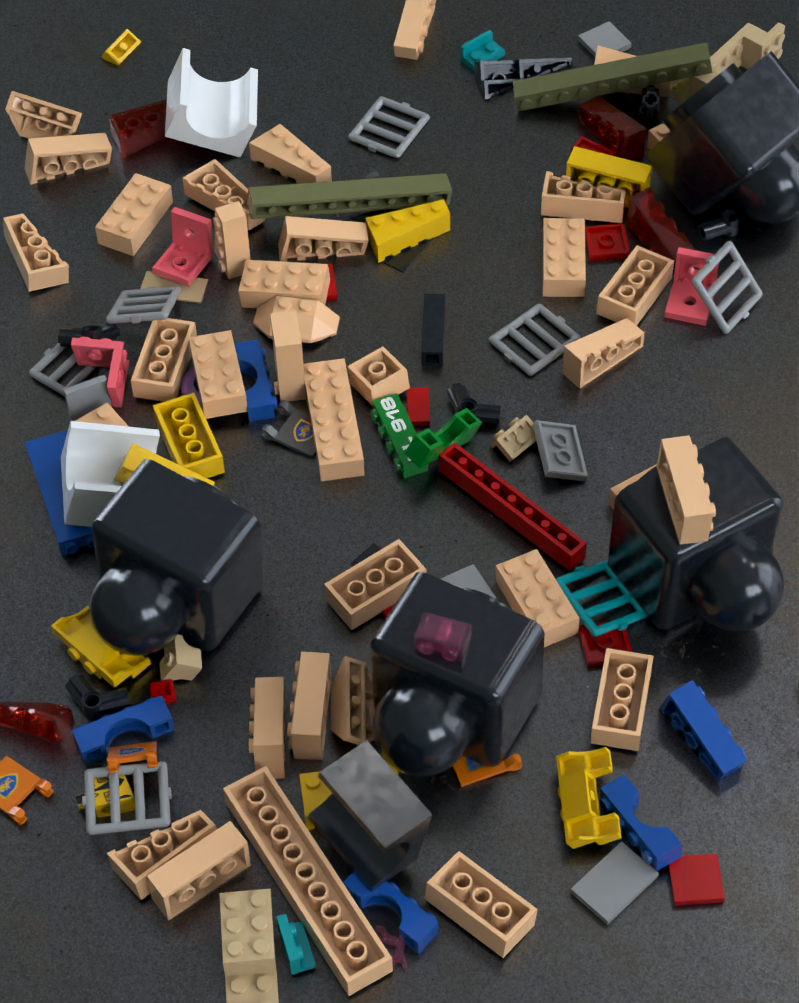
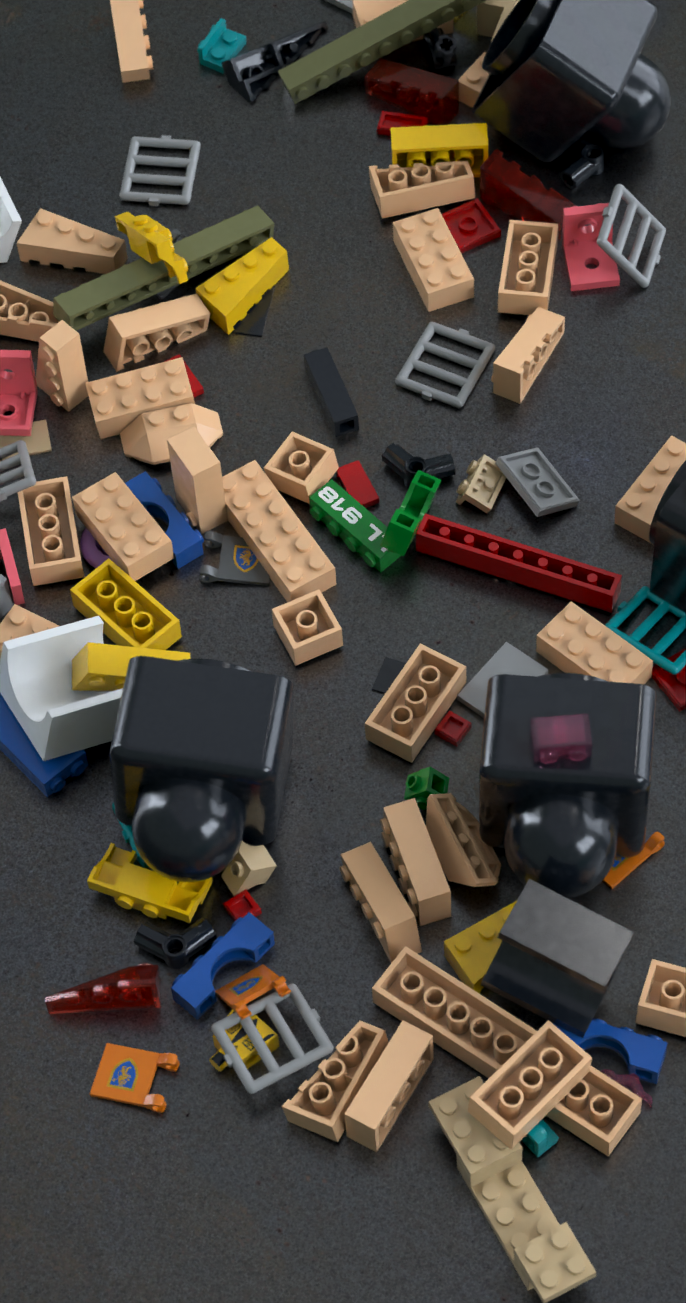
camera: 20 degrees left, 5 degrees up
(301, 909) = (529, 1084): none -> light nougat brick
(320, 497) = (307, 627): none -> light nougat brick
(344, 172) = (152, 243): none -> yellow bracket
(351, 647) = (423, 783): none -> green brick

